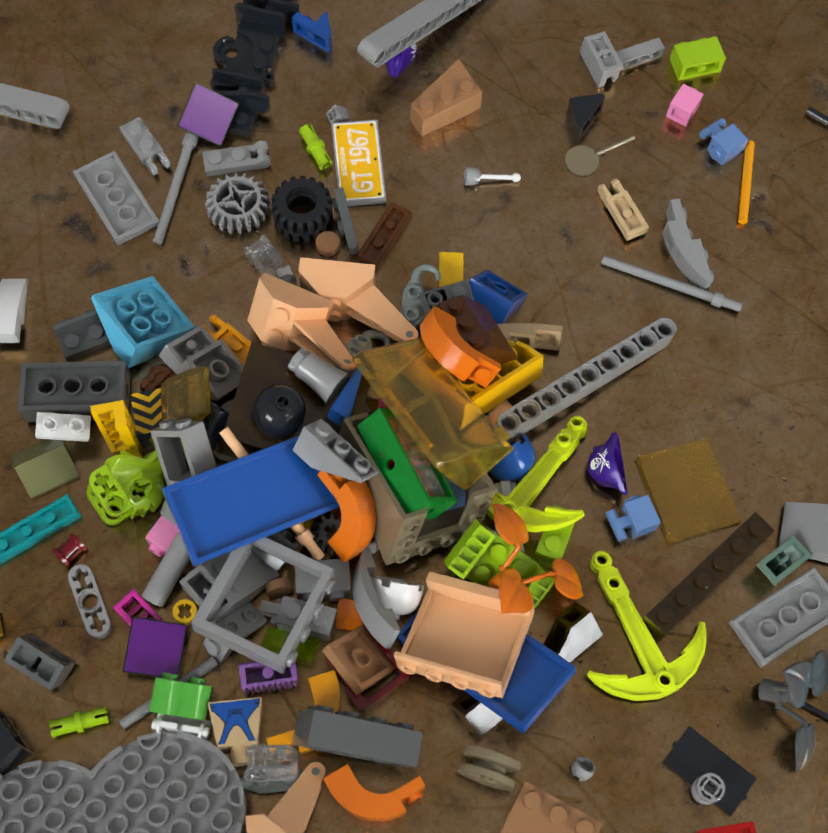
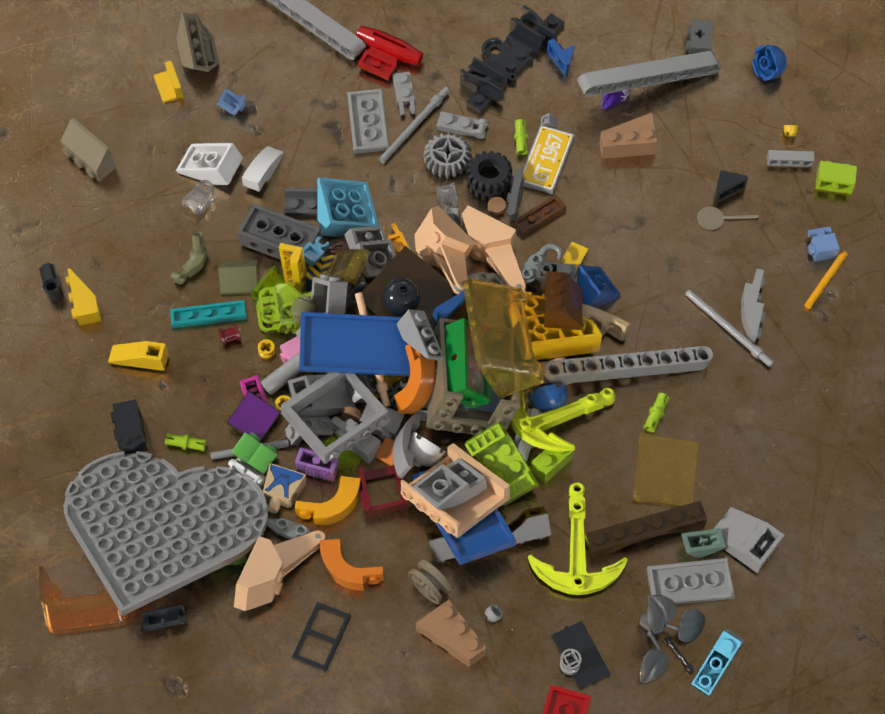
camera: 30 degrees right, 5 degrees down
(39, 661) = (178, 393): dark grey brick -> none
(62, 426) = (260, 254): white bracket -> none
(90, 458) = (270, 279): none -> clear neon green slope
(97, 103) = (385, 52): none -> red plate
(103, 616) = (223, 365): light grey beam -> none
(125, 539) = (264, 353): none -> yellow bush
(133, 394) = (315, 251): none -> dark azure plate
(157, 476) = (302, 304): none -> olive head
(207, 114) = (455, 87): dark purple tile -> none
(269, 762) = (292, 516): clear piece -> none
(318, 374) = (438, 283): light grey plant -> none
(356, 737) = (352, 522): dark grey brick -> none
(358, 659) = (378, 478): medium nougat plate -> none
(451, 350) = (535, 305): orange arch -> none
(458, 631) = (451, 485): none -> light grey slope
(473, 176) = (623, 199): hinge -> none
(512, 590) = (497, 471): orange plant -> none
(600, 58) = (761, 150): light grey hinge -> none
(607, 465) = (615, 429): dark purple hat -> none
(619, 22) = (790, 130): none -> yellow hinge
(623, 210) = (720, 264): tan hinge -> none
(637, 516) = (617, 471): medium blue brick -> none
(643, 422) = (656, 412): none -> lime pin
(684, 105) = (807, 207): bright pink brick -> none

